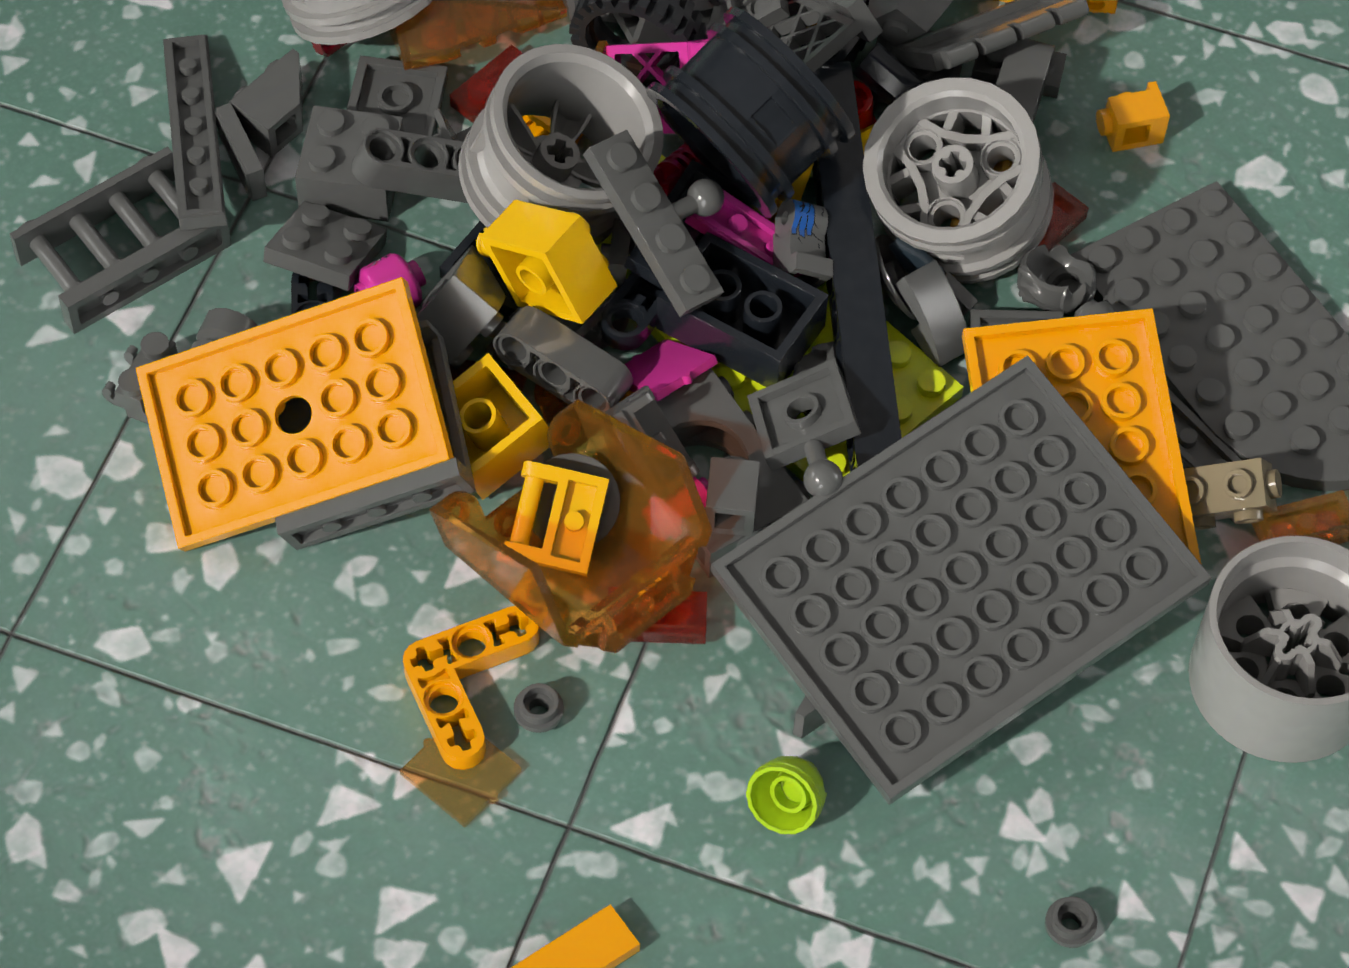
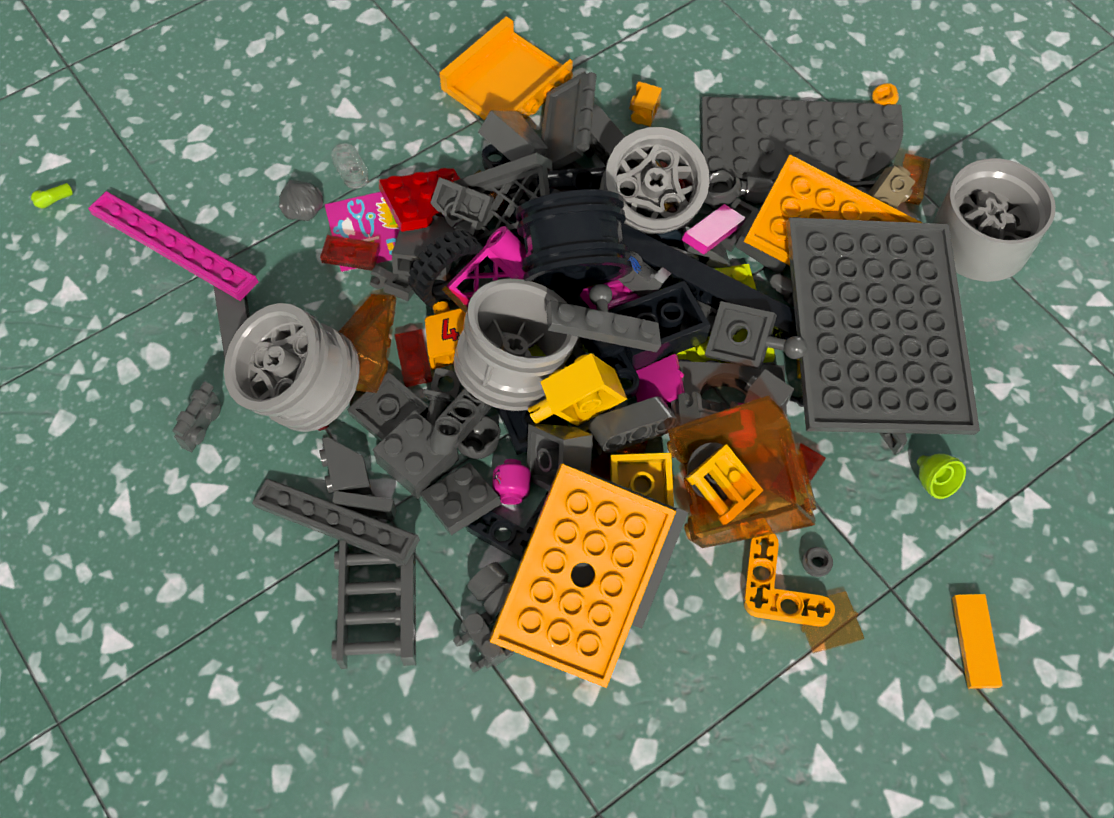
camera: 55 degrees left, 5 degrees up
(424, 219) = (481, 440): none -> dark grey hair
(958, 294) = (713, 229): none -> tile
(1075, 909) = (1073, 393): dark grey plate -> none

